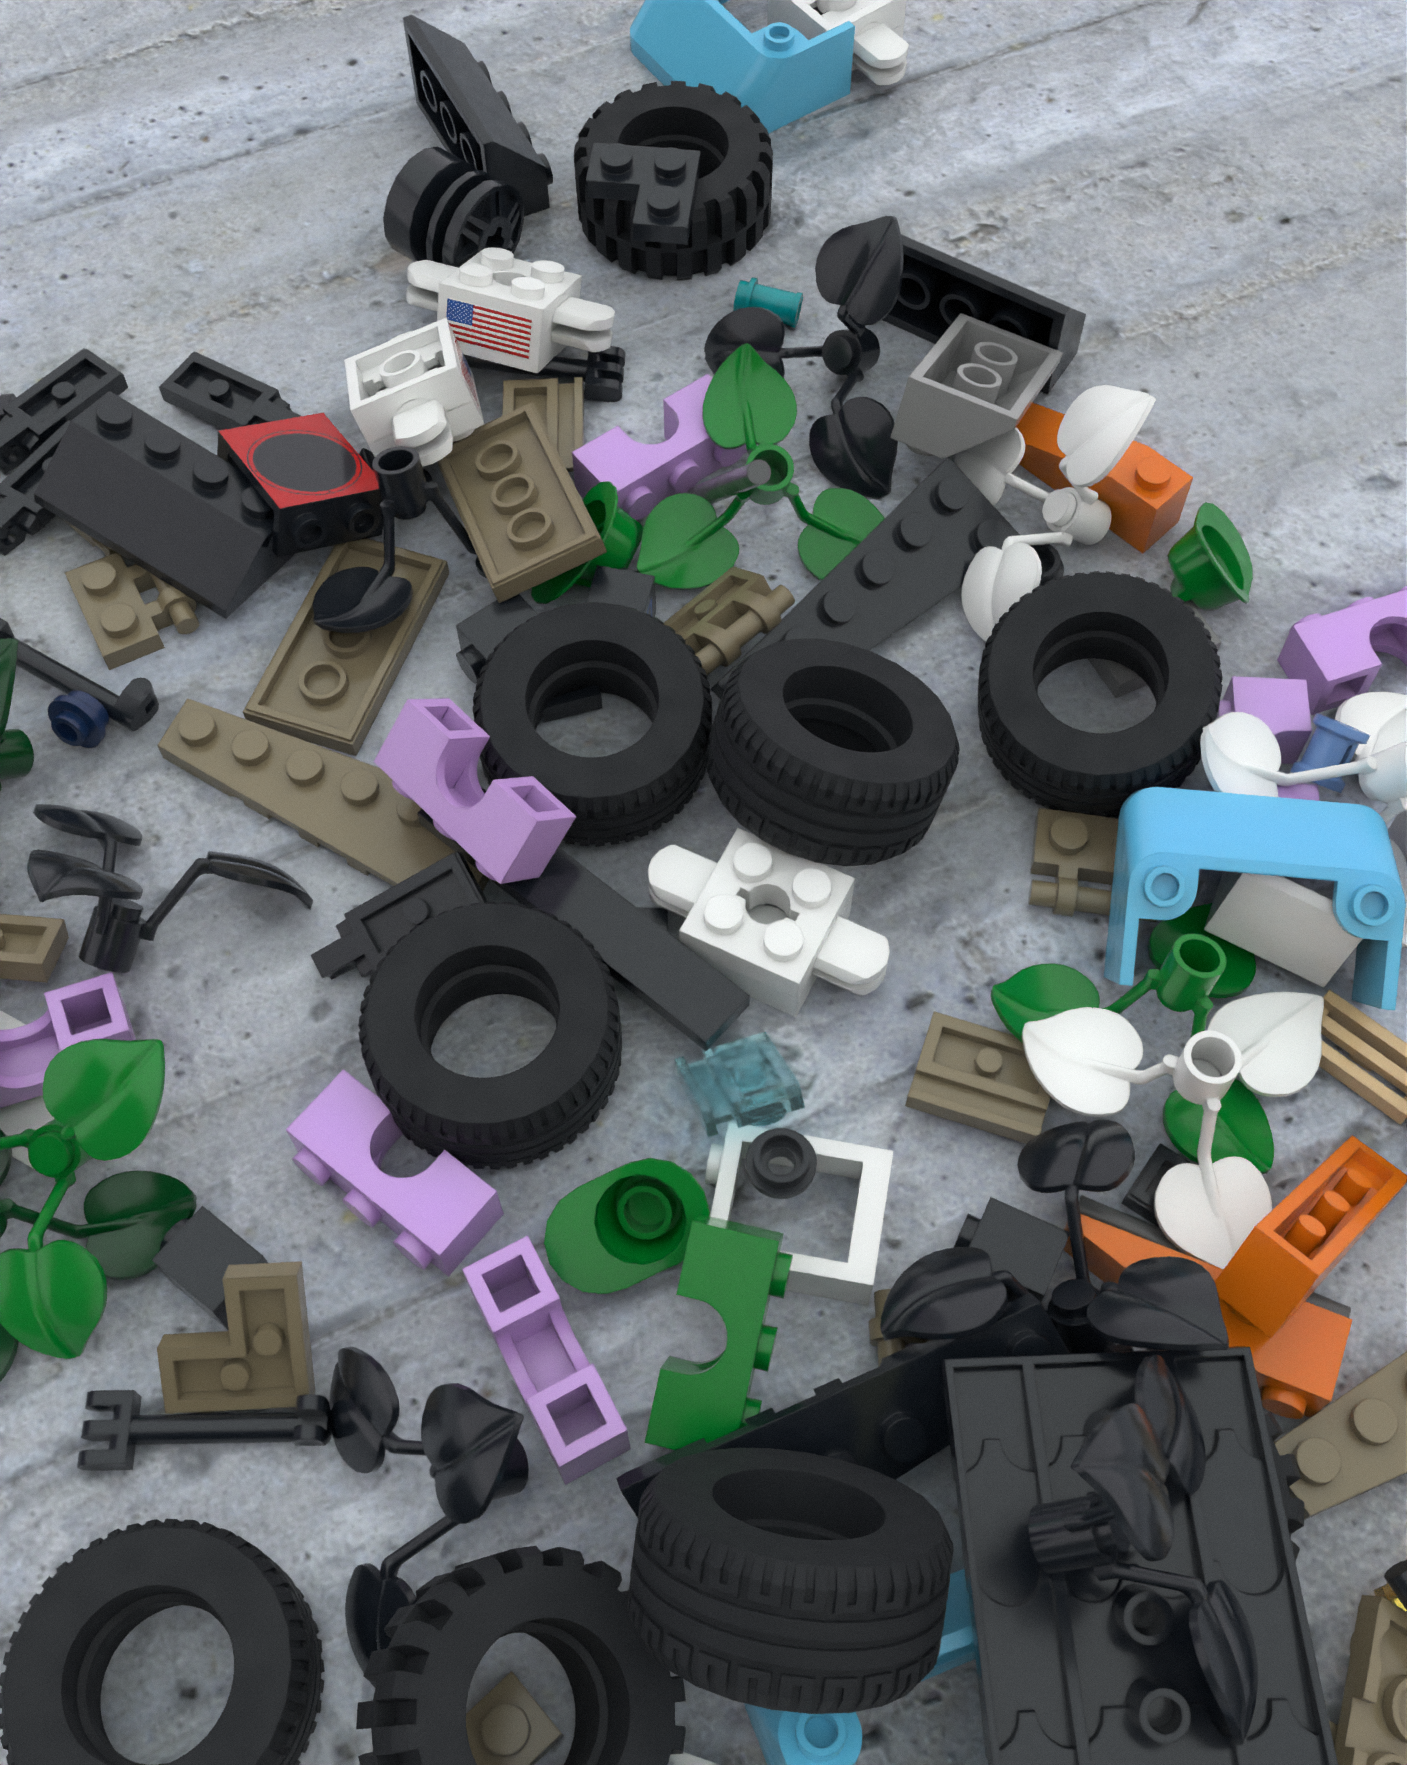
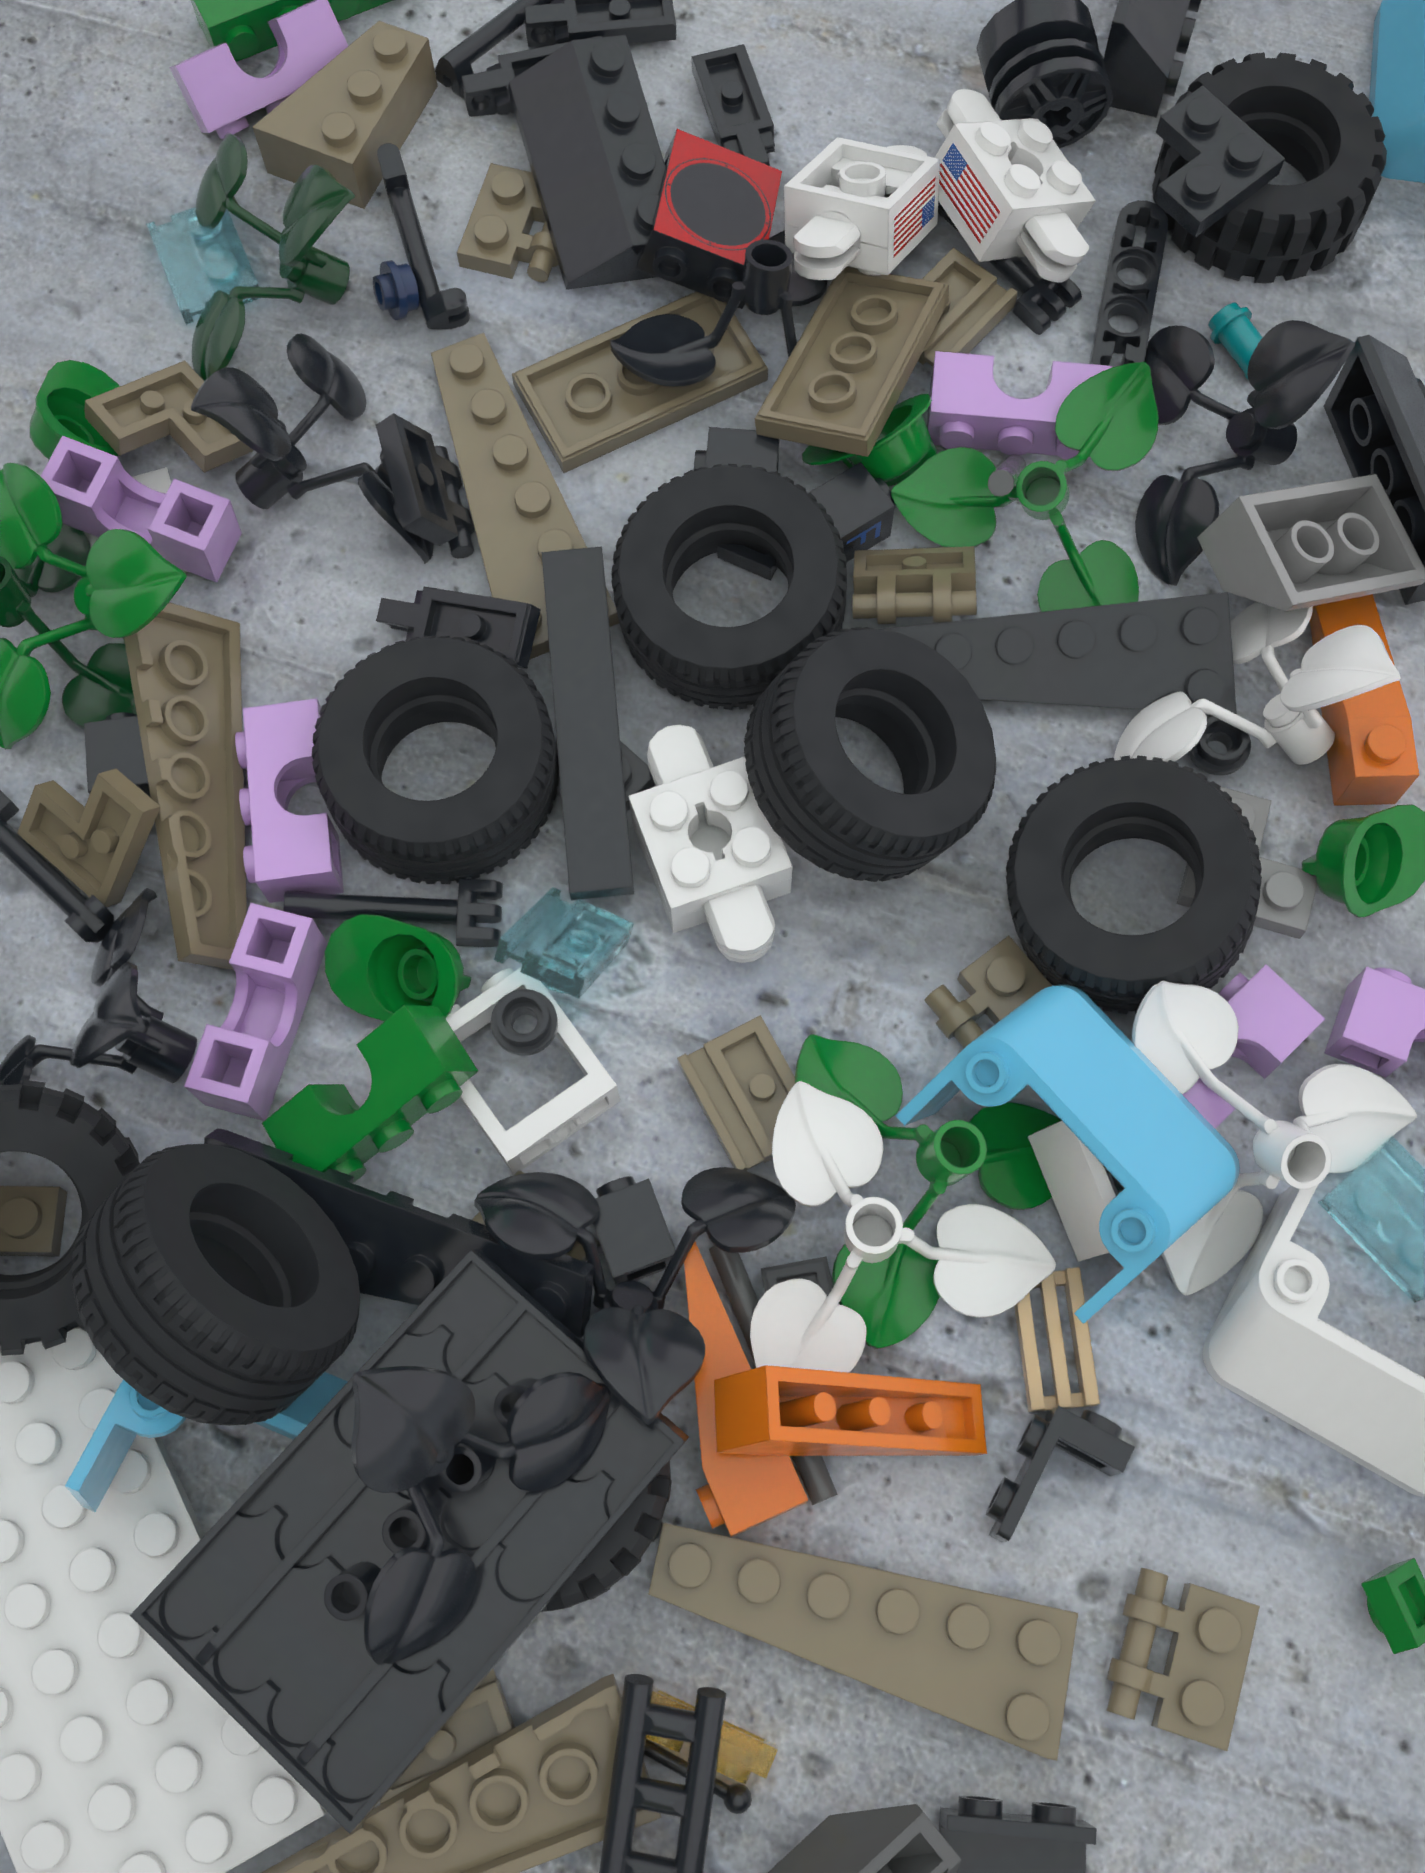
camera: 45 degrees right, 10 degrees up
(263, 836) = (425, 486): none -> black plate
(278, 1211) = (188, 716): none -> dark tan wing
(435, 761) = (574, 521): lavender arch -> none
(619, 1141) = (461, 912): none -> black hinge
(653, 335) = (1128, 299): none -> black beam
(1330, 746) = (1278, 1088): medium blue bush -> none

